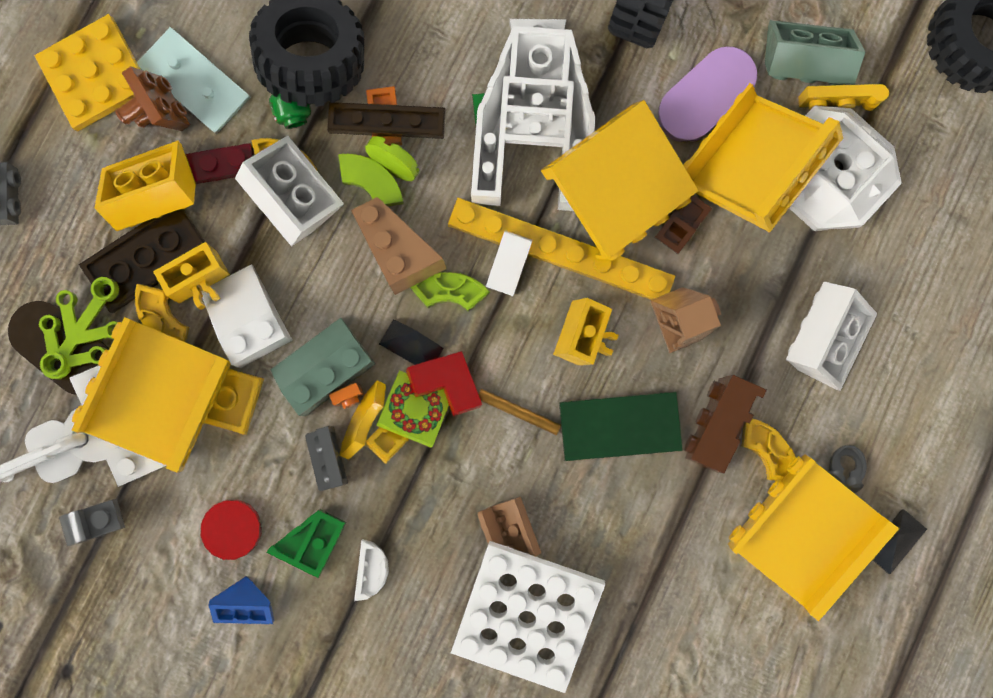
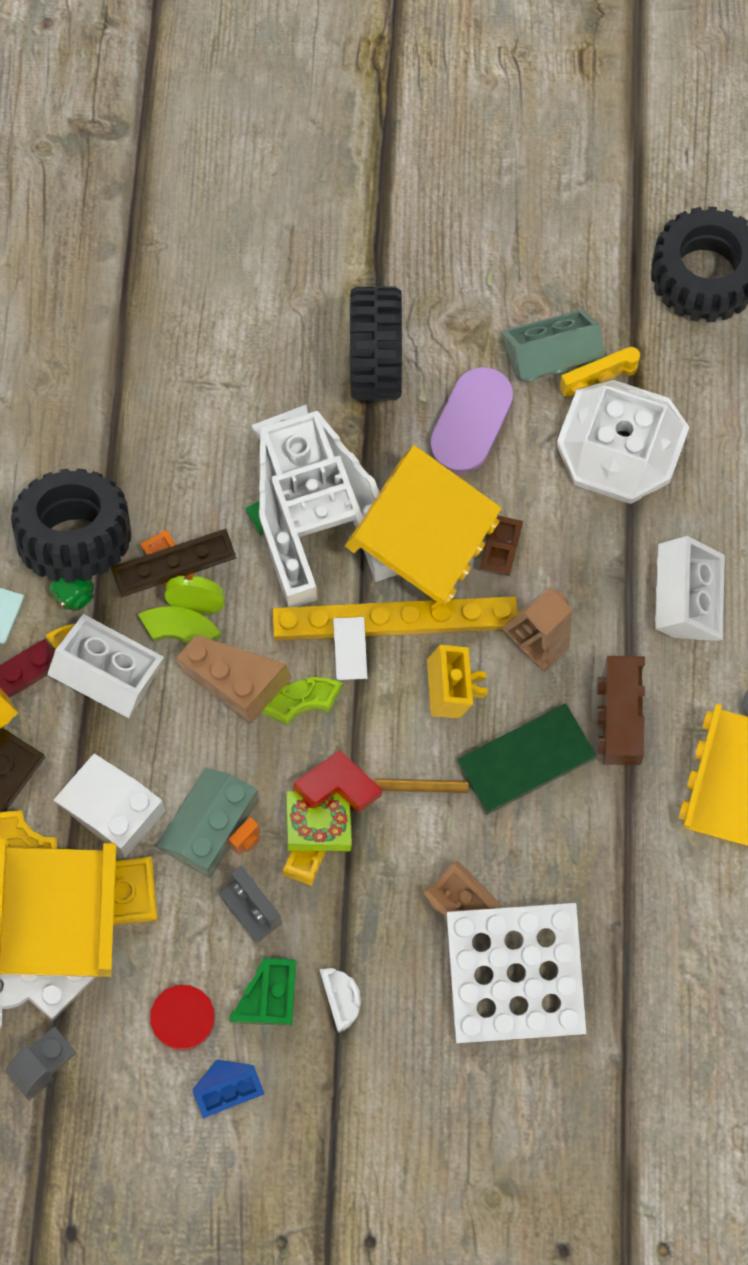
camera: 20 degrees left, 15 degrees down
(192, 274) = (43, 781): yellow brick -> none
(362, 420) = (270, 853): yellow tile -> none
(410, 344) = (284, 763): black slope -> none
(761, 158) = (545, 456): yellow panel -> none
(769, 446) = (676, 718): yellow tile -> none

